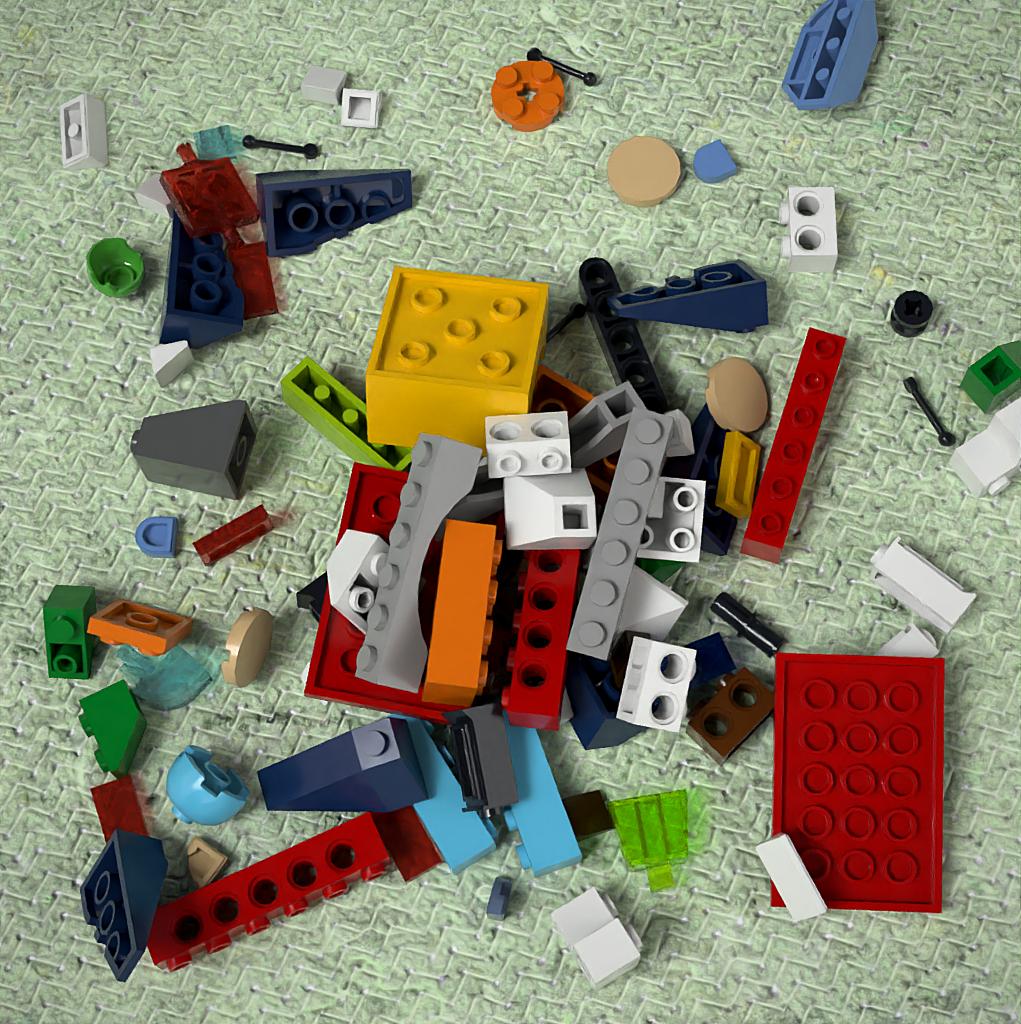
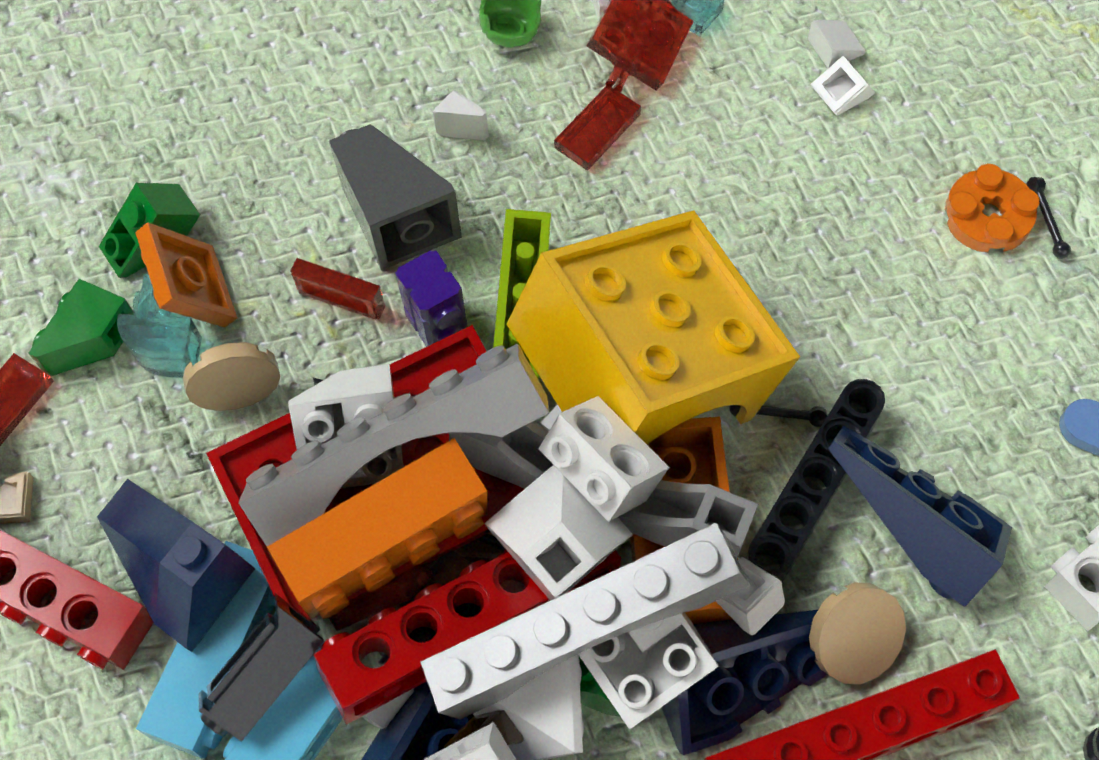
camera: 50 degrees right, 5 degrees down
(158, 536) = (294, 233): medium blue tile -> none
(199, 291) = (543, 89): dark blue wedge -> none
(203, 790) = (73, 443): medium azure cylinder -> none
(305, 478) = (431, 297): none -> dark purple brick
(309, 150) = (762, 78): black hinge -> none
(319, 205) = (713, 121): dark blue wedge -> none
(407, 842) = (142, 667): clear red tile -> none
(643, 171) = (1016, 367): tan tile -> none
(738, 475) = (777, 699): yellow tile -> none

